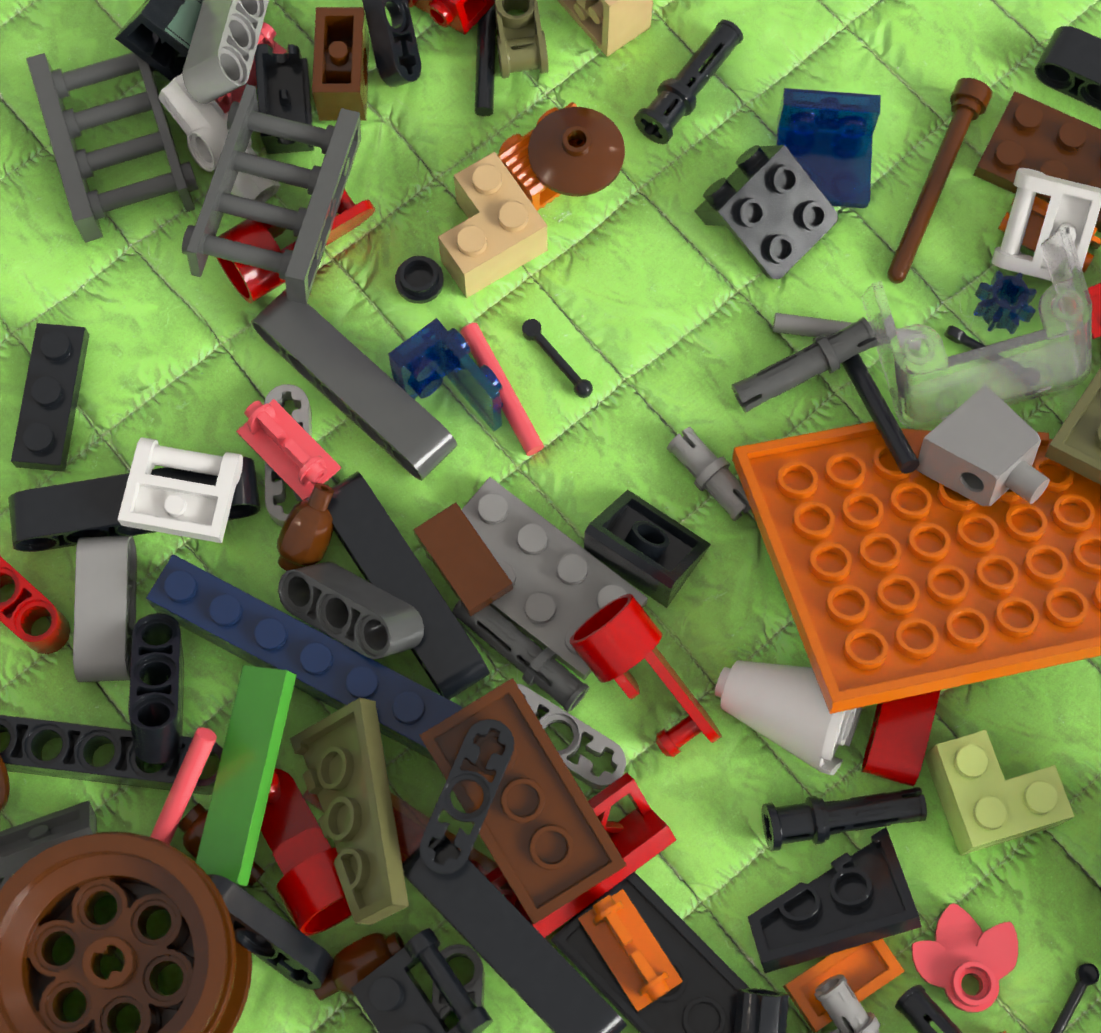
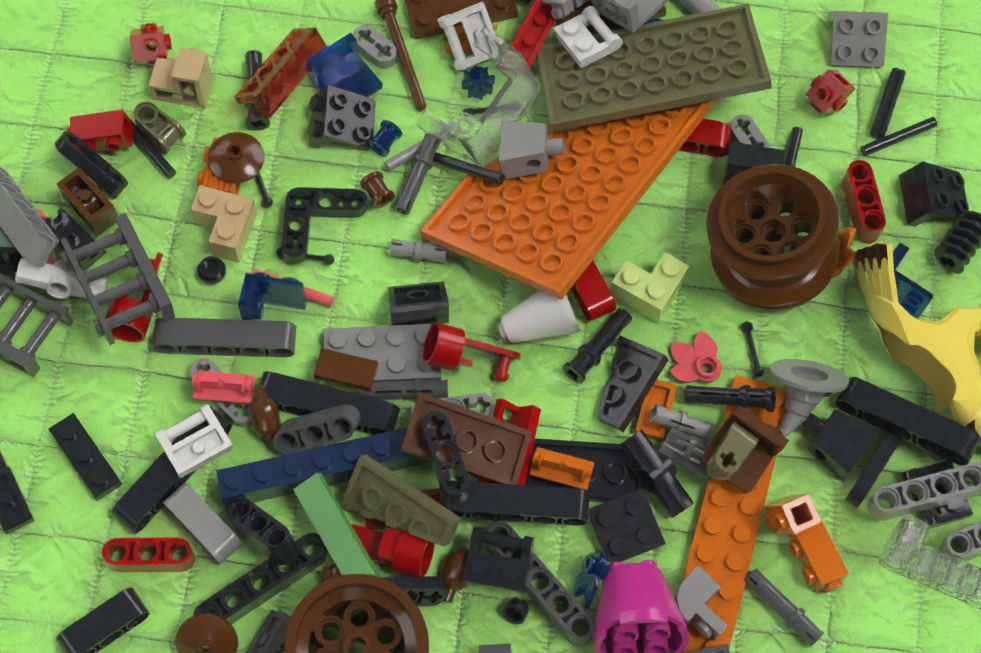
camera: 45 degrees left, 5 degrees down
(184, 785) = (312, 554): coral bar -> none
(573, 244) = (267, 201): none -> black hinge
(610, 297) = (305, 211): none -> black beam
(730, 343) = (377, 189): none -> reddish brown bush
(742, 80) = (281, 71): none -> clear red fence
(804, 280) = (384, 138): none -> clear blue bush
(915, 141) = (377, 44): none -> light grey beam

